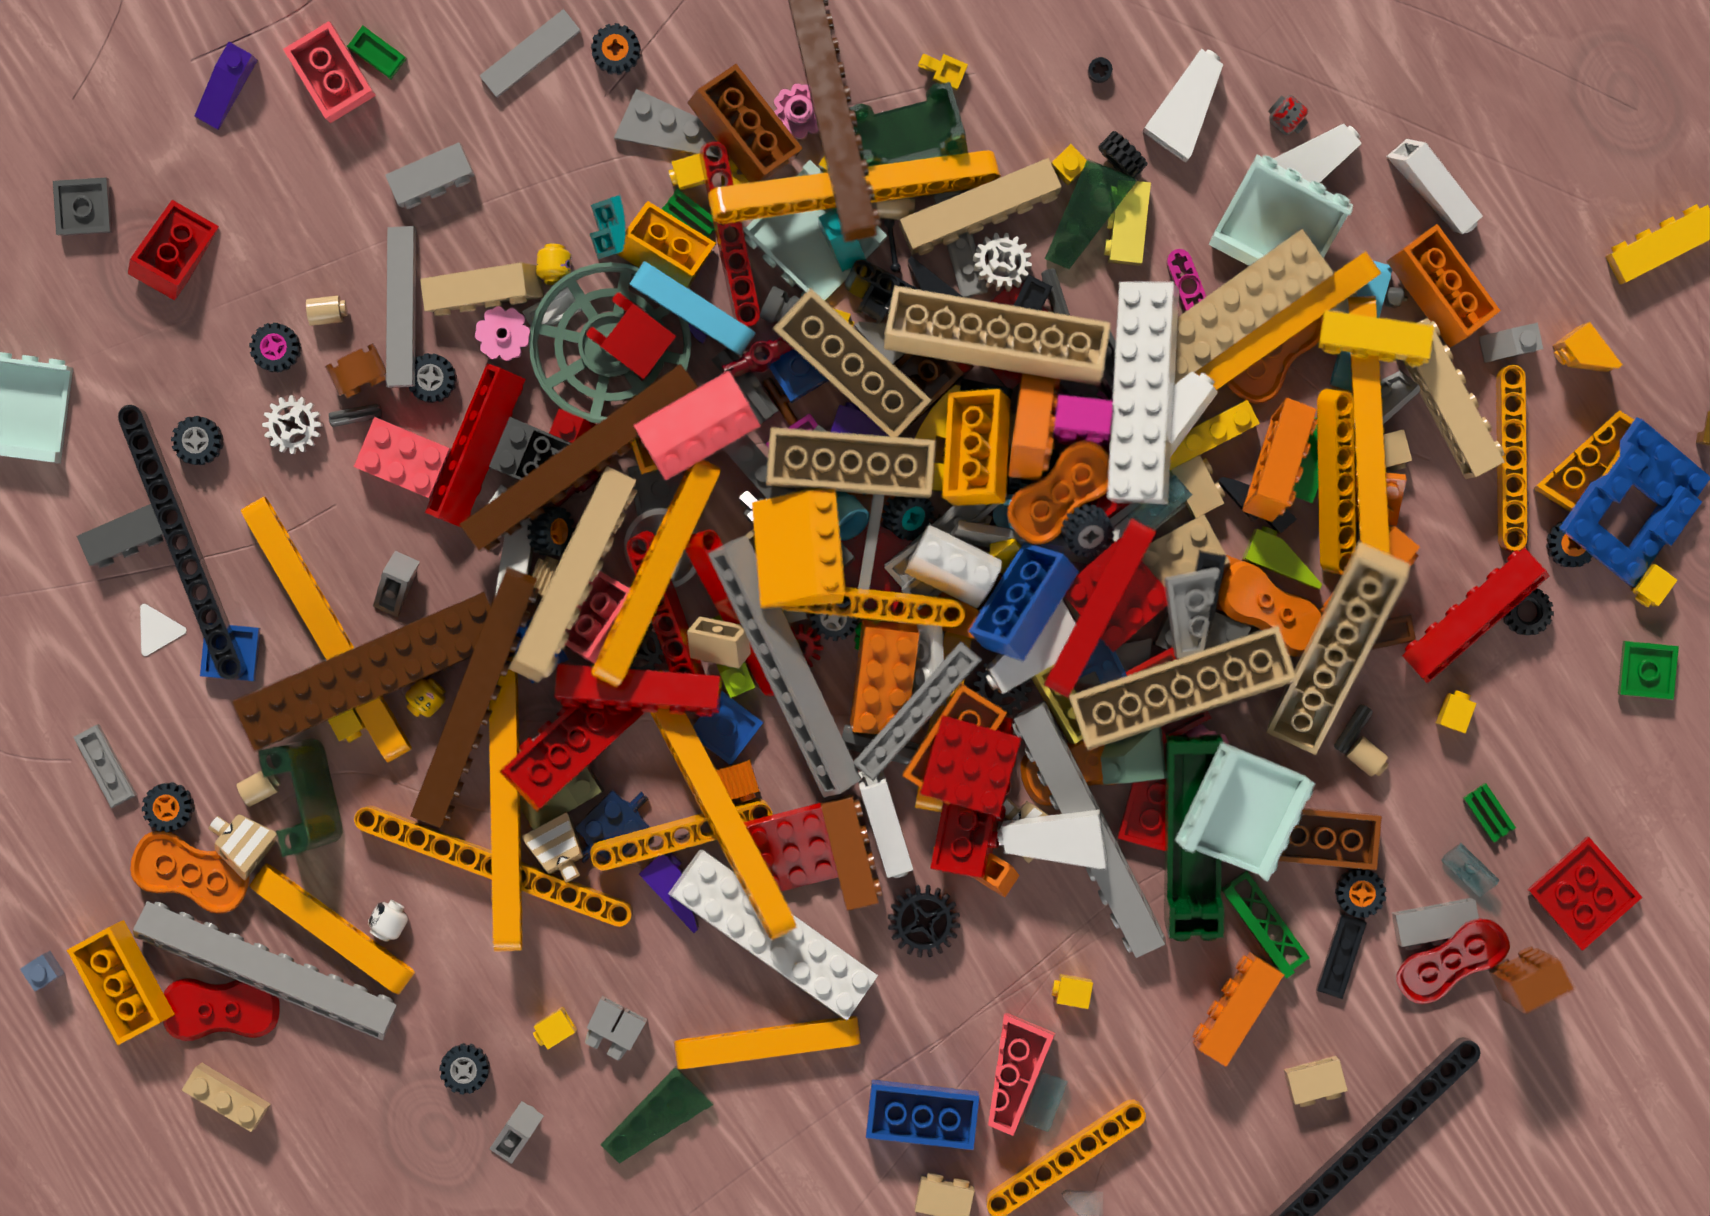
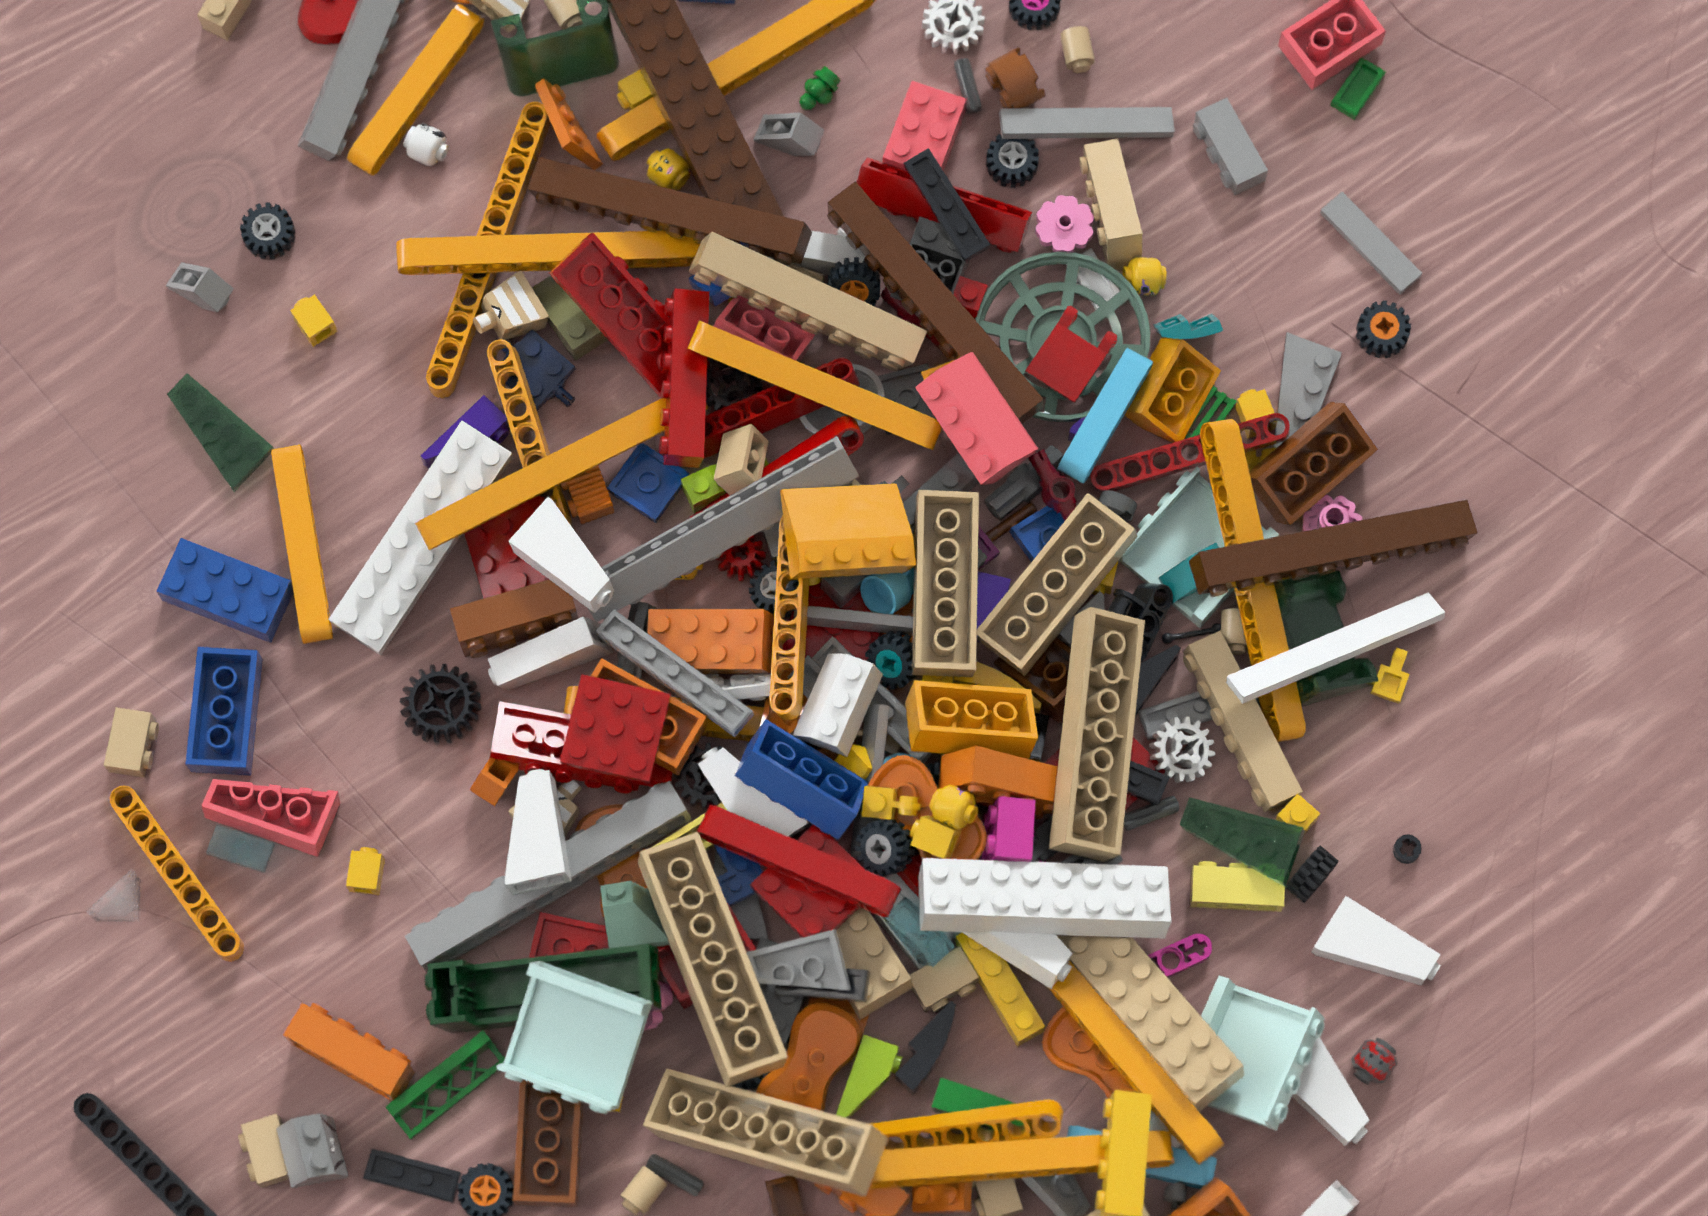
camera: 90 degrees right, 15 degrees down
(352, 553) = (819, 88): none -> green piece
(377, 790) = (566, 125): none -> orange wing
(483, 441) = (946, 205): none -> black plate
(602, 1026) = (318, 383): light grey hips -> none
(803, 810) = (559, 554): none -> white slope
(808, 1112) = (225, 590): none -> blue brick
(921, 117) = (1335, 647): none -> white tile
(1048, 532) = (881, 803): none -> yellow plate
(1062, 467) = (953, 807): none -> yellow head
(1084, 486) = (934, 837): none -> yellow brick
(1280, 460) = (977, 1062): orange brick -> none
(1321, 1042) = (311, 1150): none -> light grey slope

